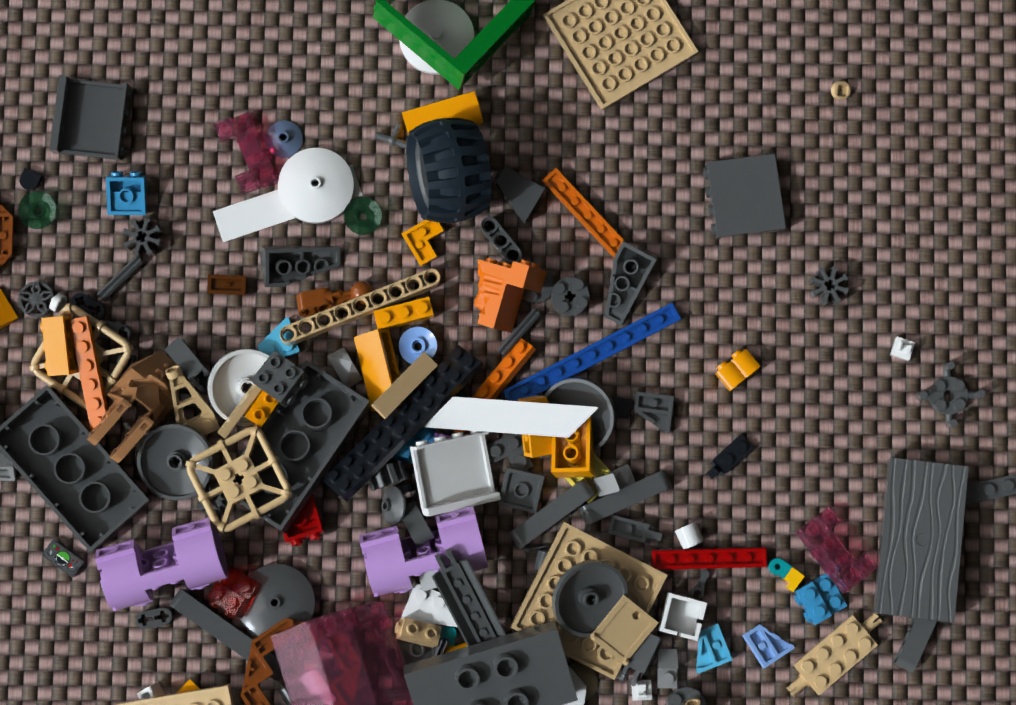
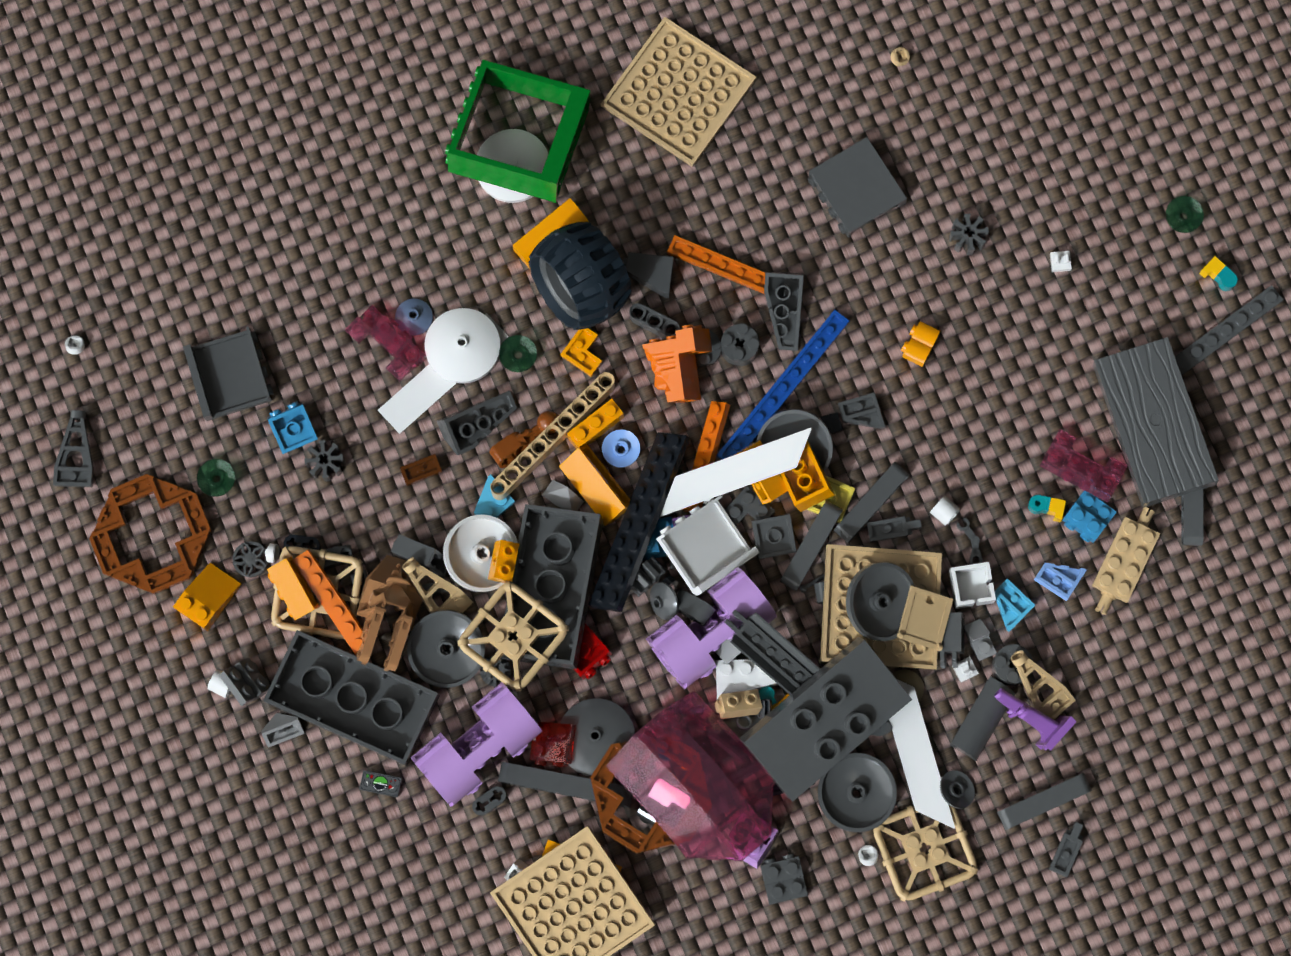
camera: 15 degrees left, 5 degrees down
(30, 180) = (196, 453): black tile -> none
(119, 278) = (319, 506): dark grey axle -> none
(239, 411) = (487, 567): tan tile -> none
(280, 379) = (511, 528): dark grey bracket -> none
(393, 139) = (514, 274): dark grey piece -> none
(404, 385) = (625, 487): tan tile -> none
(520, 330) = (707, 396): dark grey axle -> none
(613, 480) = (854, 491): light grey slope -> none
(709, 558) = (973, 523): red tile -> none
(730, 456) = (949, 425): black hinge -> none
(959, 392) = (1124, 274): dark grey plate -> none

